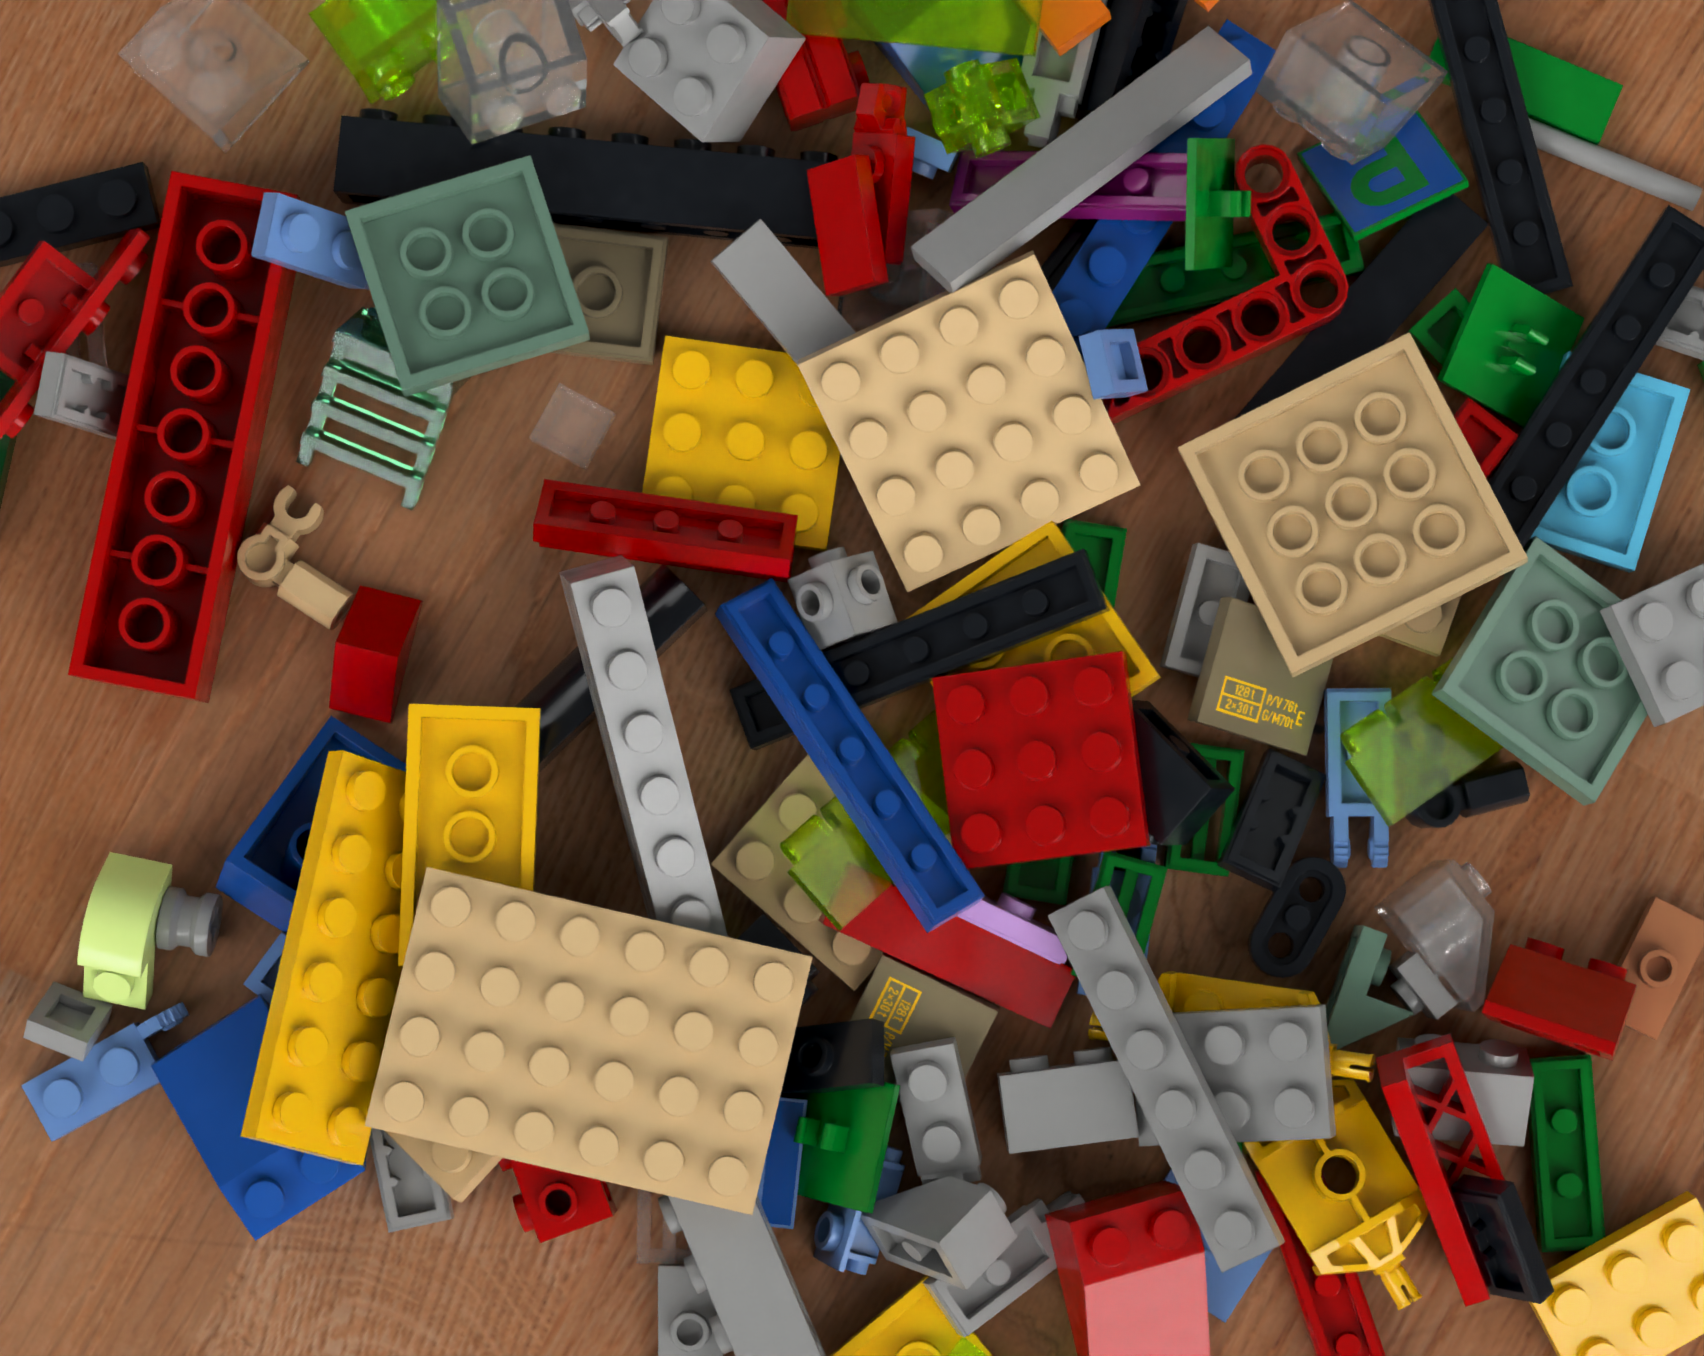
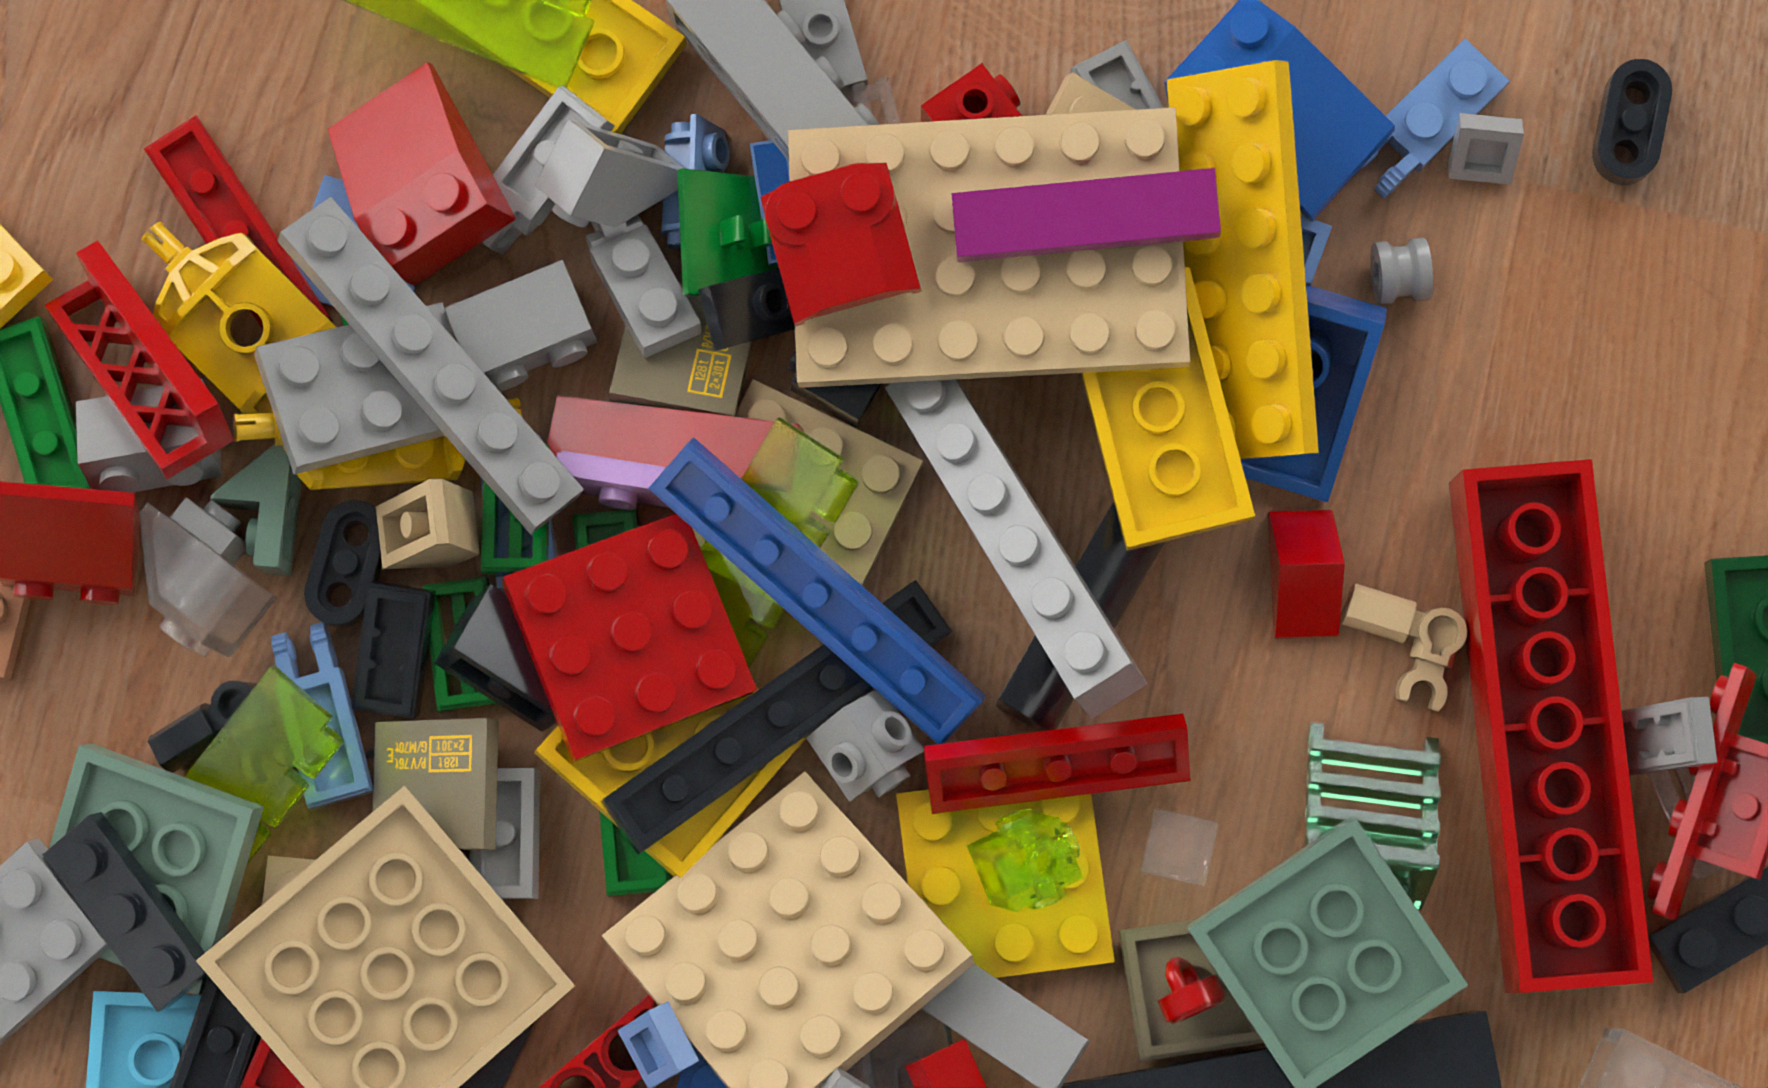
camera: 165 degrees right, 5 degrees down
(121, 930) = (1463, 245): yellowish green brick -> none
(307, 241) = (1498, 948): medium blue hinge -> none
(484, 1036) = (1086, 215): none -> magenta tile
(604, 275) = (1189, 992): none -> red tile
(721, 442) = (1026, 860): none -> clear neon green brick
(732, 1078) = (839, 240): none -> red slope
(1208, 923) = (429, 527): none -> tan slope
(1502, 1238) = (76, 308): black plate -> none
(1583, 631) = (128, 910): none -> black plate

